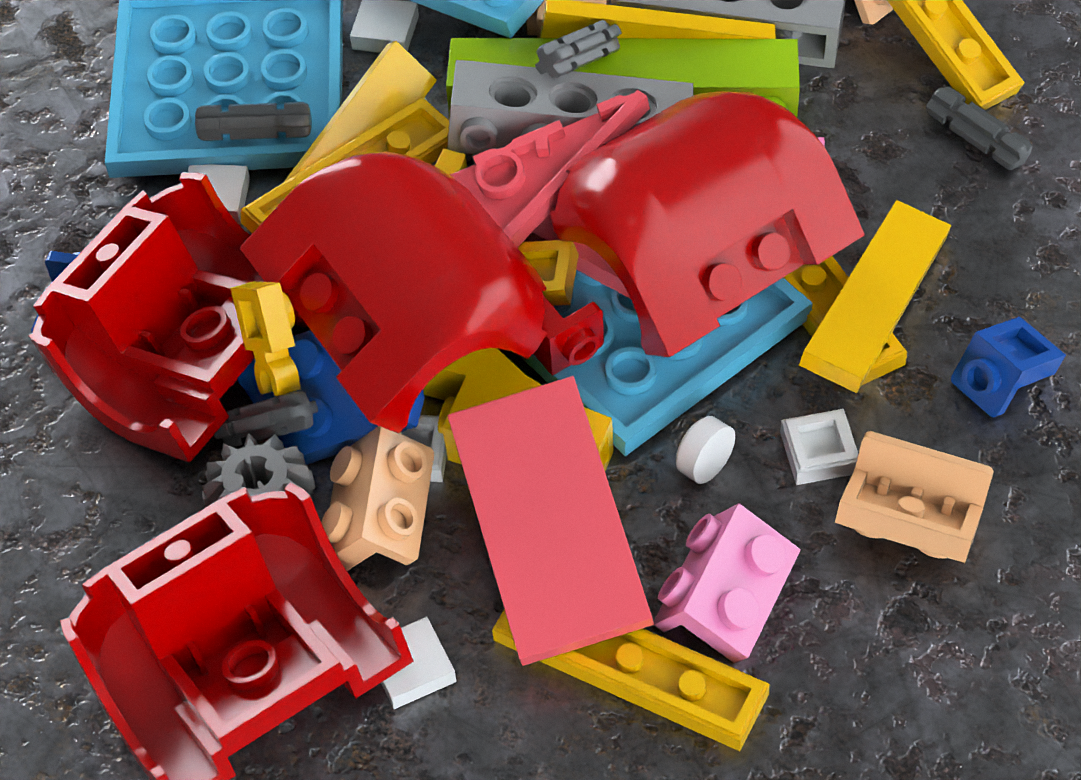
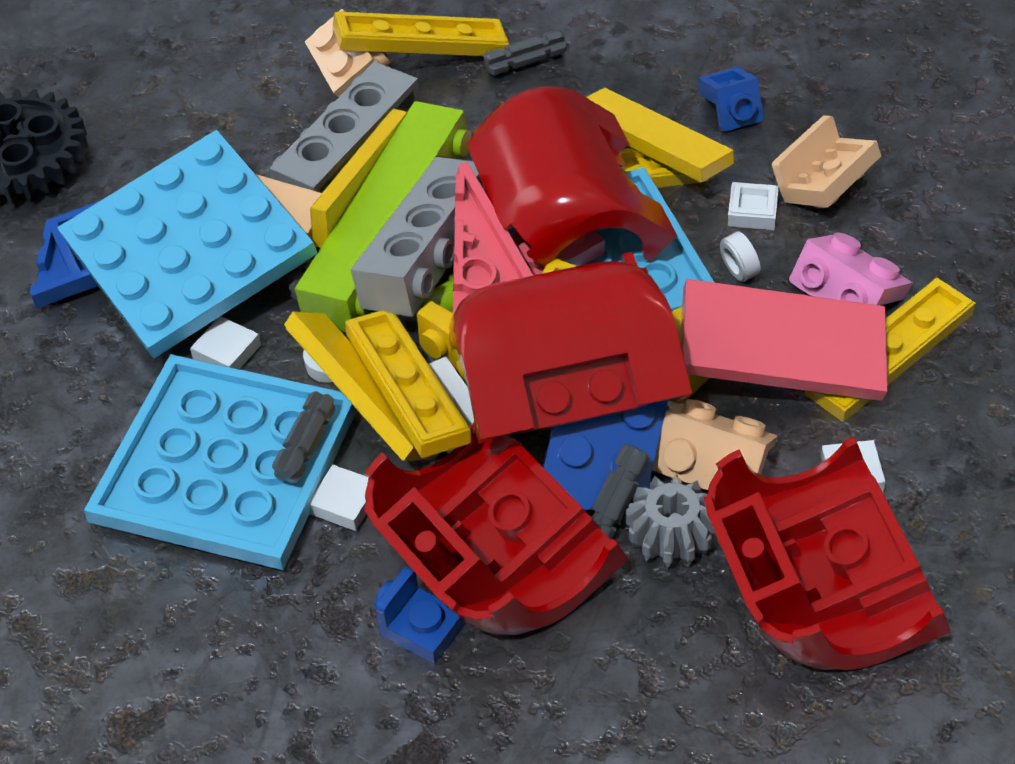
camera: 70 degrees left, 5 degrees down
(266, 326) = (560, 445): yellow plate -> none
(578, 49) = (377, 201): dark grey axle -> none

